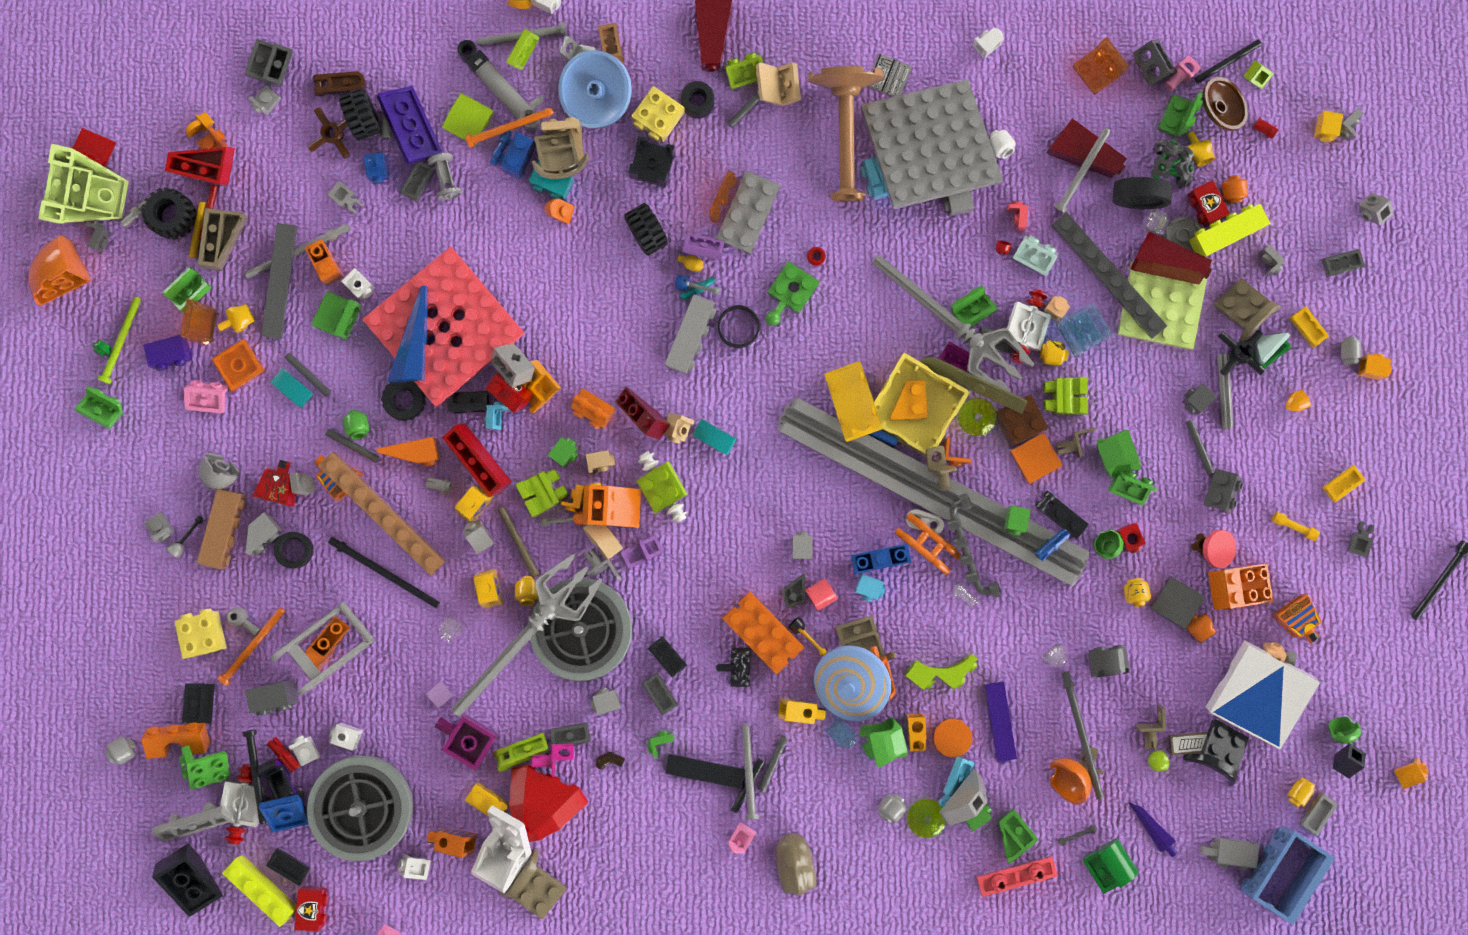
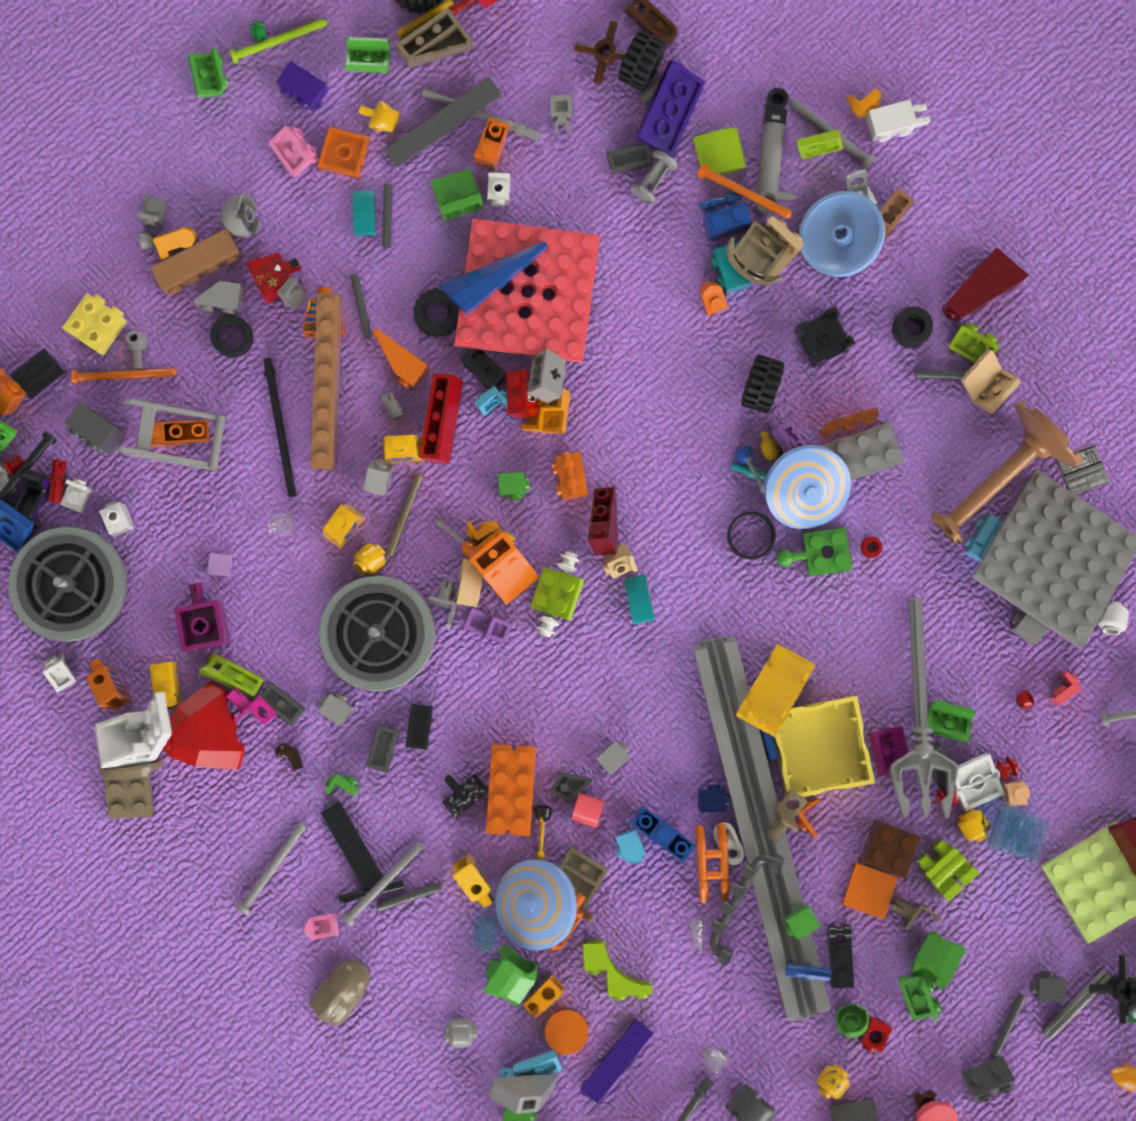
camera: 50 degrees right, 0 degrees up
(196, 522) = (174, 239): none -> light orange leg
(198, 322) = (349, 88): clear orange slope -> none
(356, 425) = (380, 293): bright green head -> none
(376, 167) = (609, 115): blue brick -> none
(545, 494) = (465, 499): lime hips -> none
(550, 606) = (373, 592): light grey piece -> none
(600, 461) = (532, 522): tan brick -> none
(657, 114) = (868, 305): light yellow brick -> none
(673, 840) = (244, 906): none -> light grey bar
(690, 335) = (707, 501): light grey brick -> none
(739, 261) = (807, 486): none -> light blue dish
(887, 506) = (712, 799): none -> clear blue brick
(911, 402) = (820, 740): light orange wing -> none
(919, 811) = (482, 1059): clear neon green dish -> none
(967, 417) = (847, 808): clear neon green dish -> none
(975, 384) = (885, 782): olive piece -> none
(1036, 254) = (1044, 734): light aqua bracket -> none
(1109, 275) = (1085, 814): dark grey plate -> none

